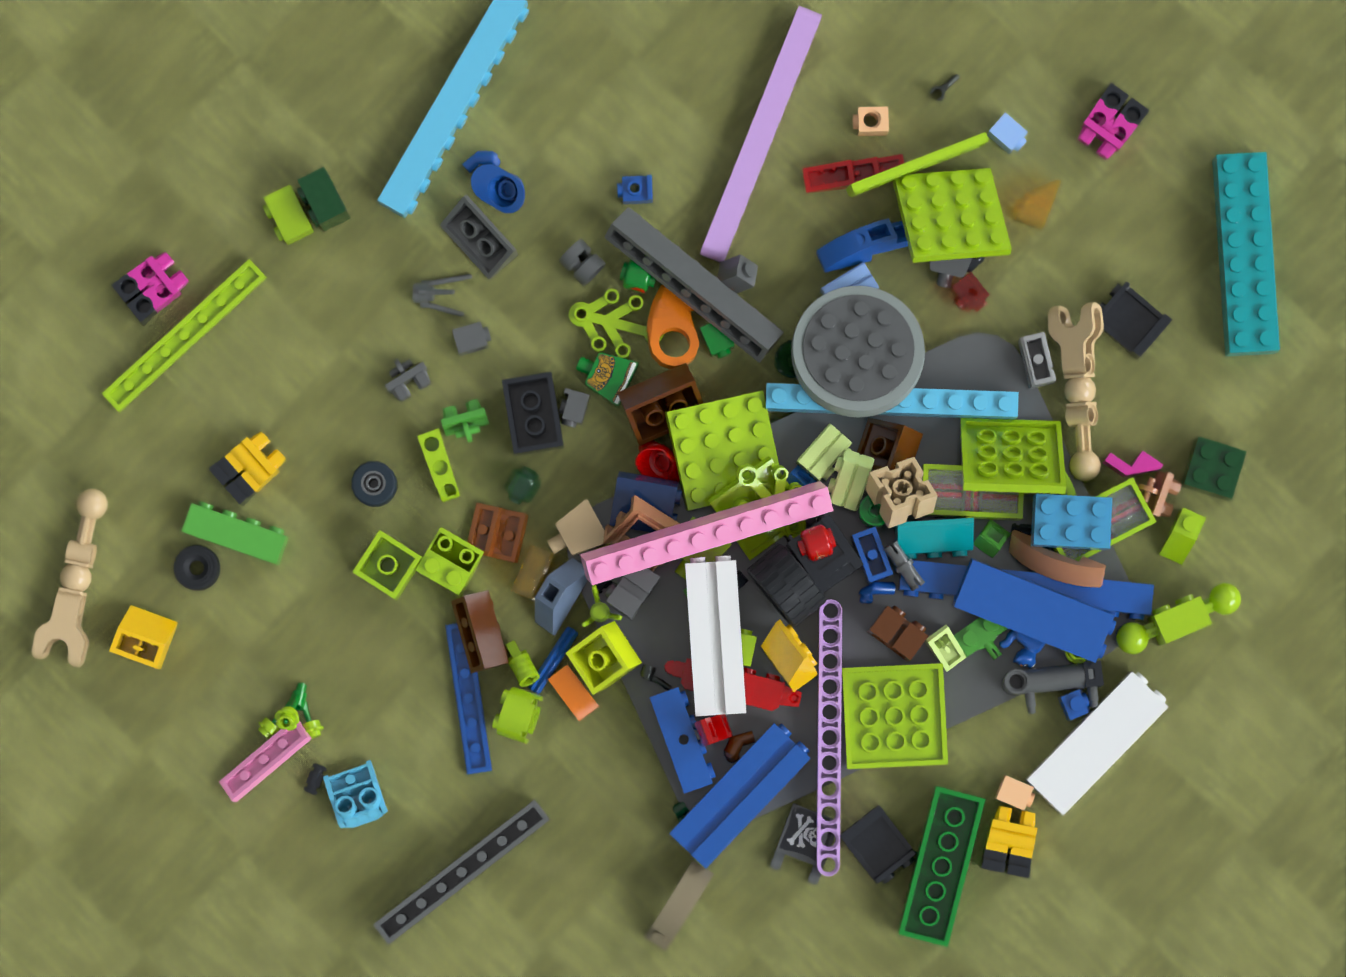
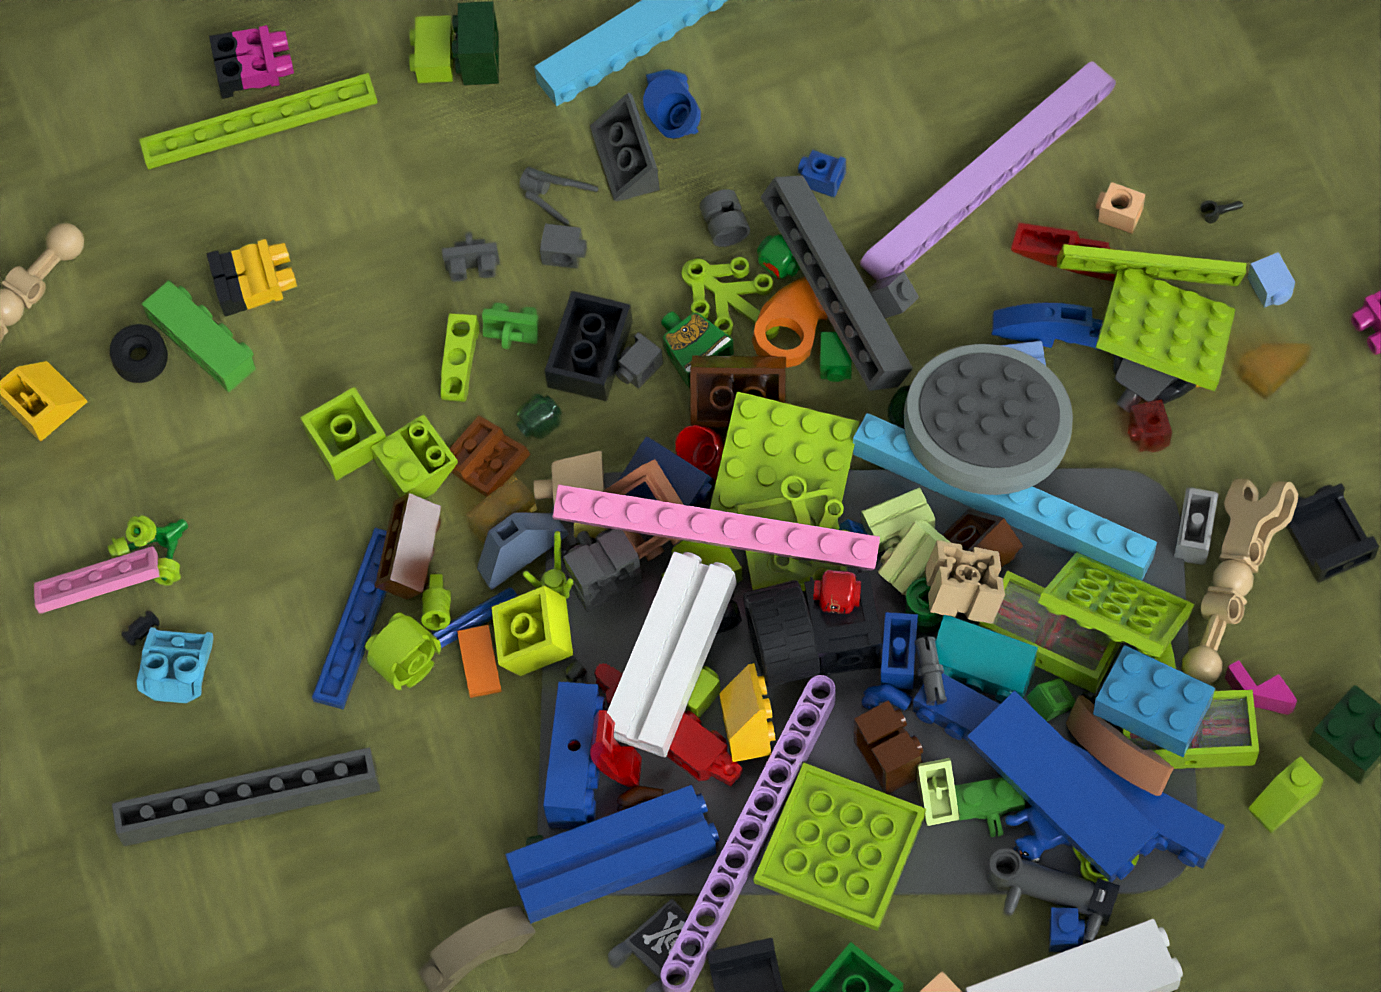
camera: 30 degrees right, 20 degrees down
(374, 484) = (378, 359): black wheel -> none
(1156, 493) = (1289, 728): nougat hips -> none
(1178, 621) = (1239, 883): lime brick -> none

